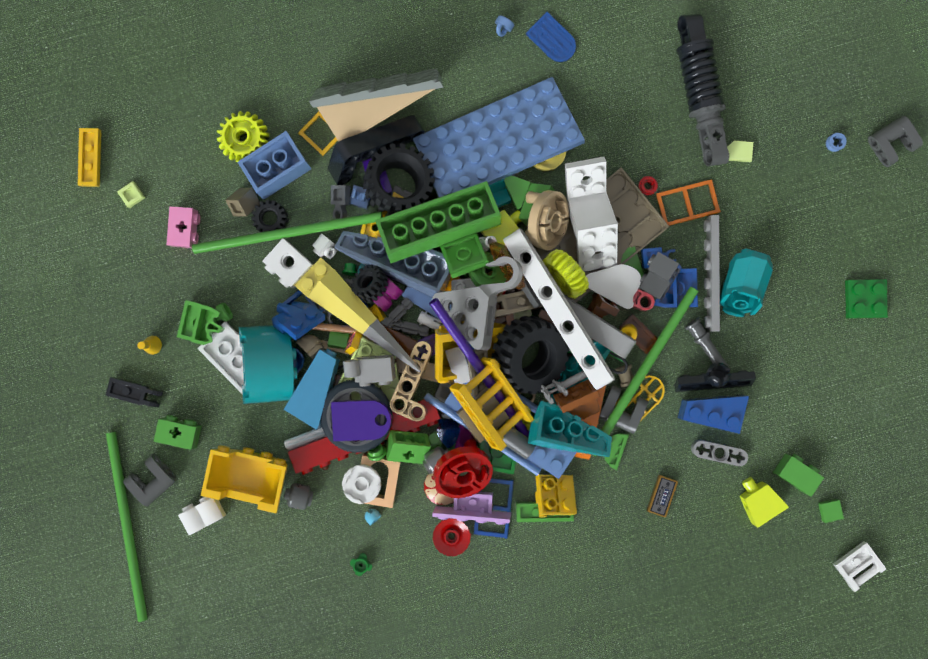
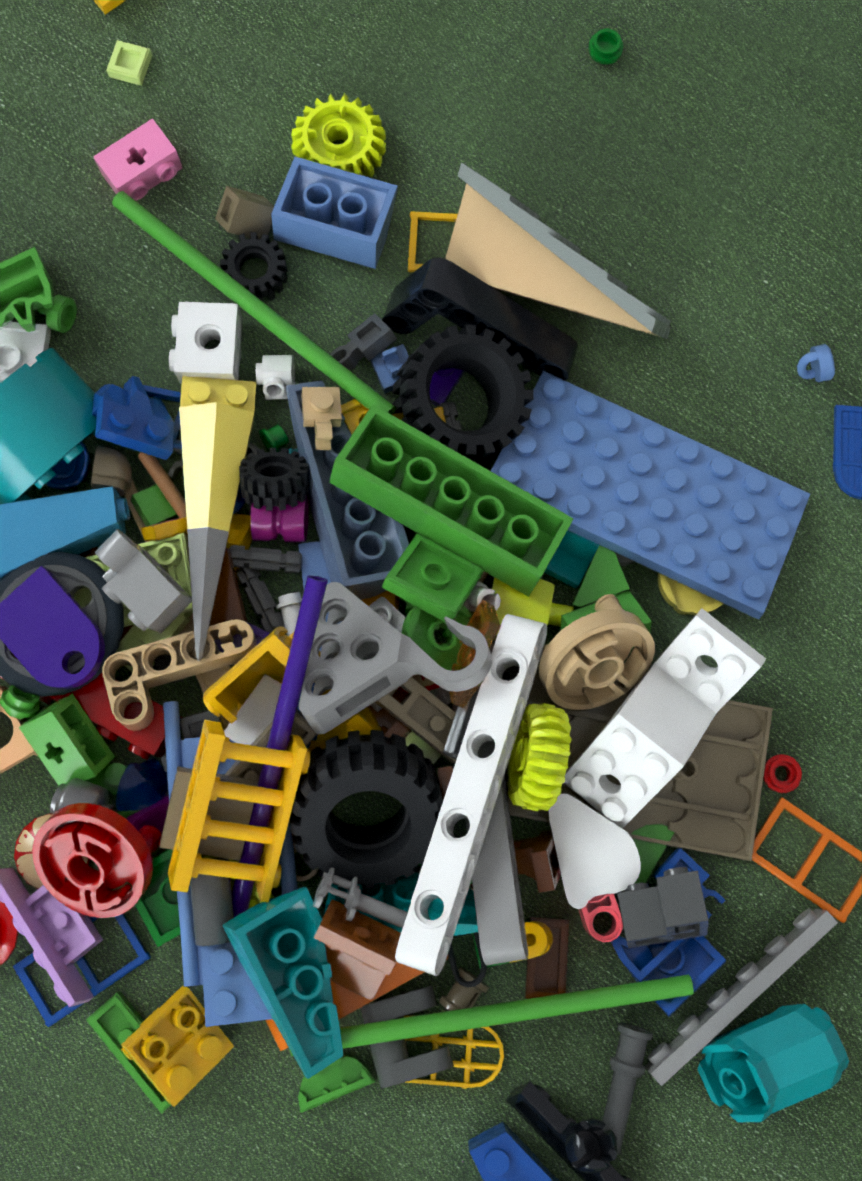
camera: 50 degrees right, 10 degrees down
(358, 242) = (322, 411): none -> tan plate

